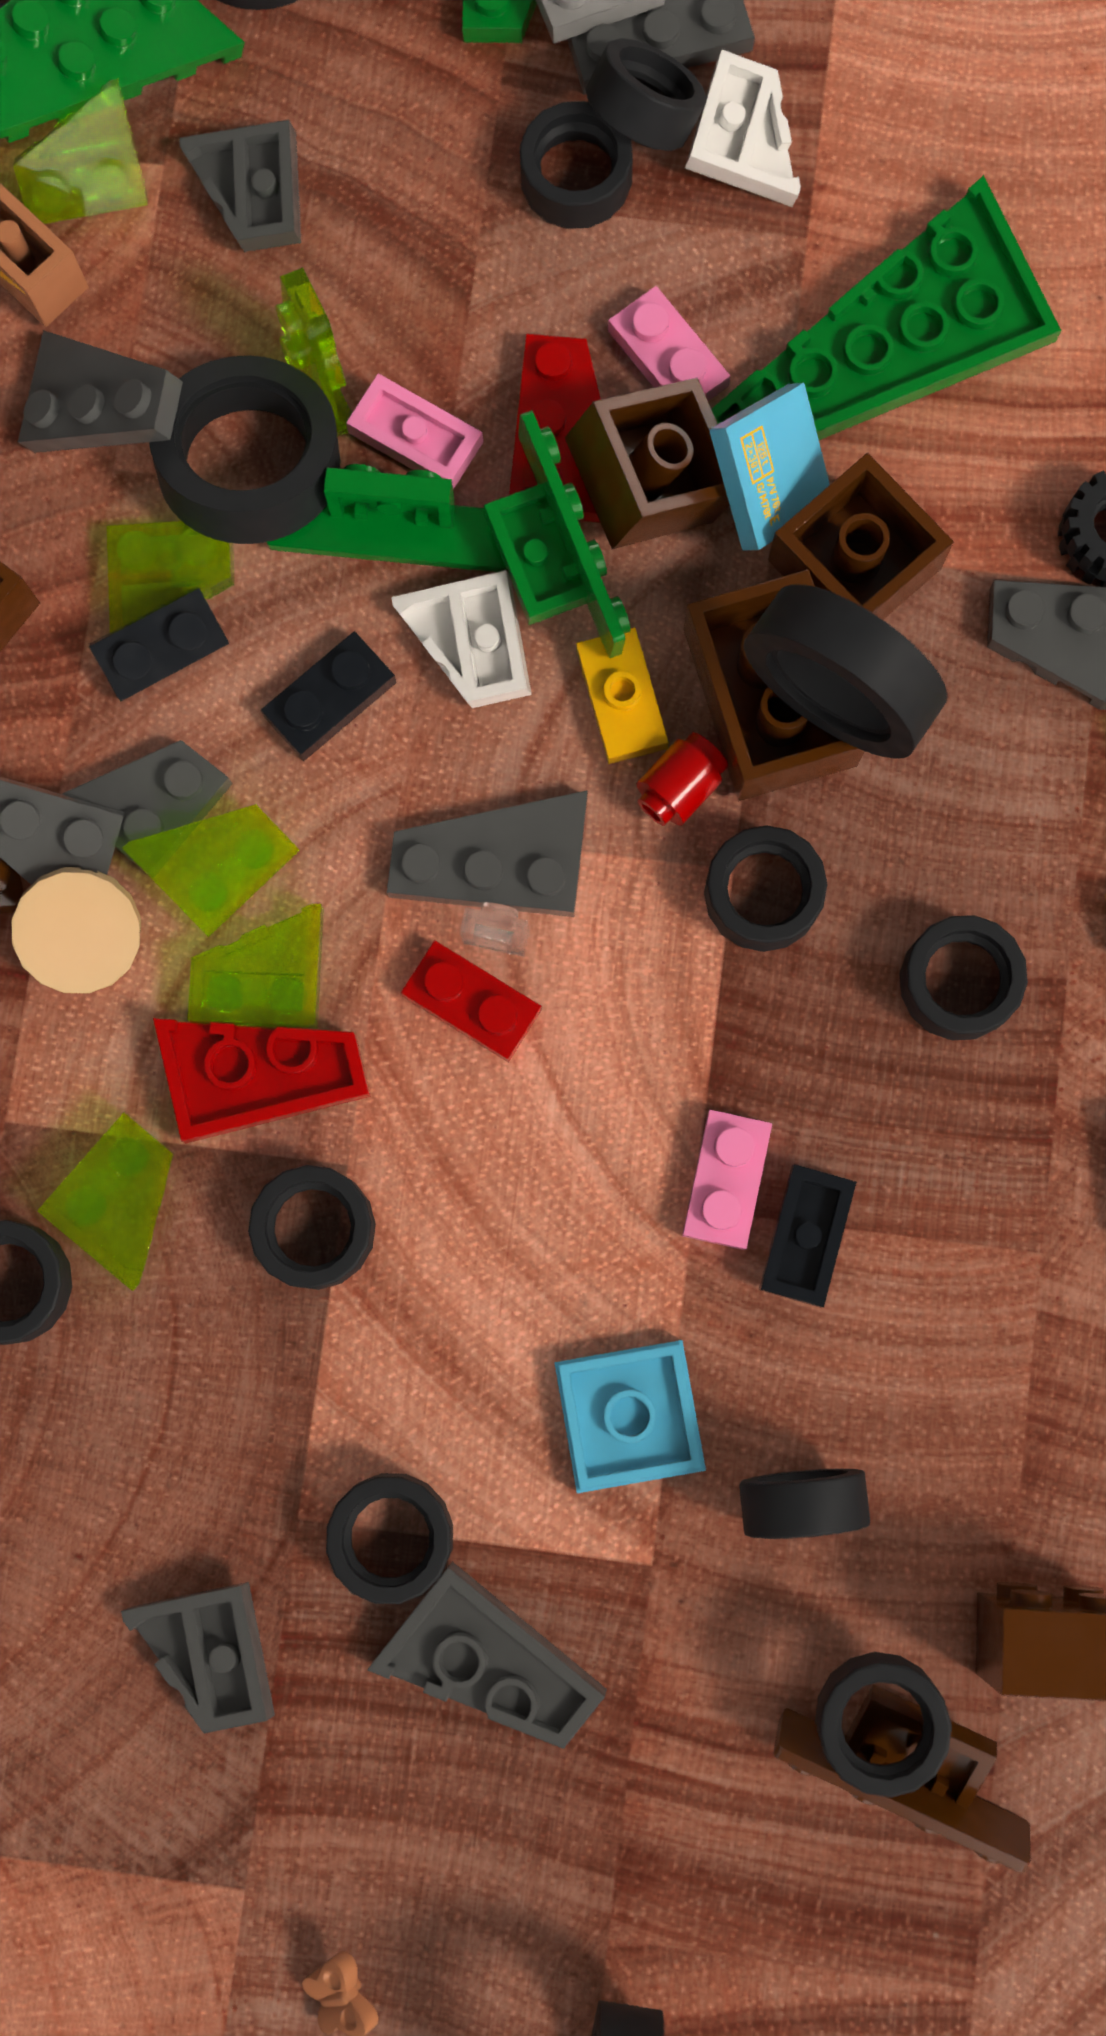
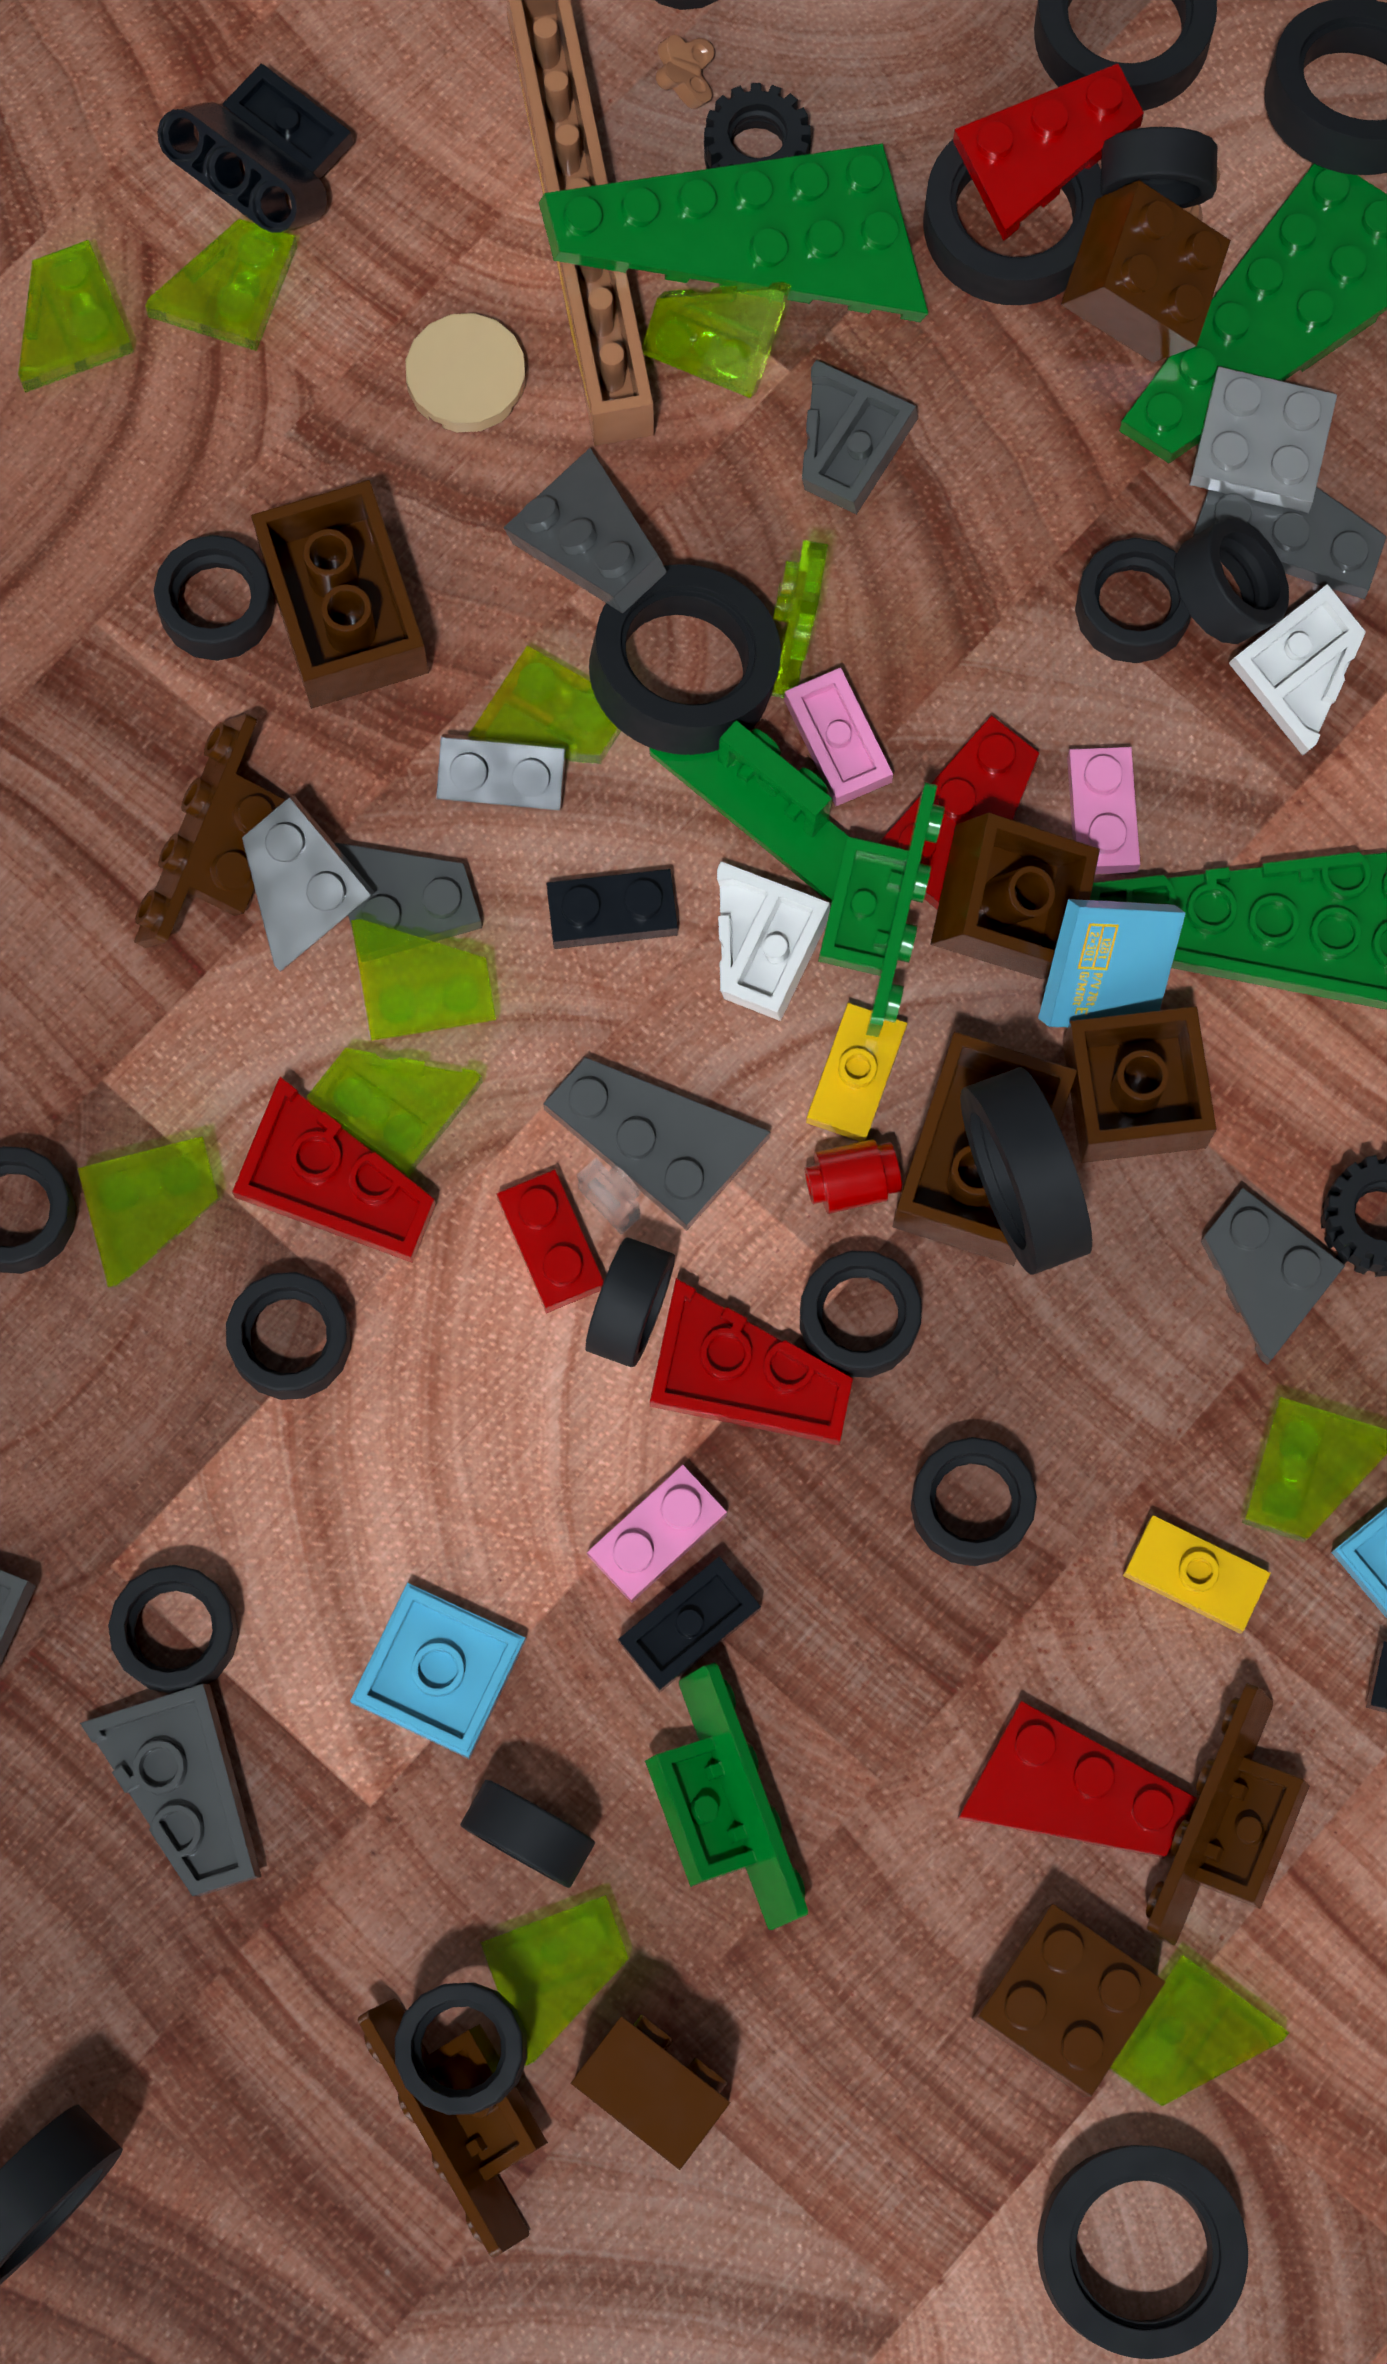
camera: 30 degrees right, 5 degrees down
(76, 930) = (268, 963): tan tile -> none
(577, 1007) = (629, 1302): none -> black tyre
(704, 1003) = (738, 1374): none -> red wing
(897, 1591) = (556, 1968): none -> clear neon green wing
(938, 1365) = (720, 1805): none -> green bracket

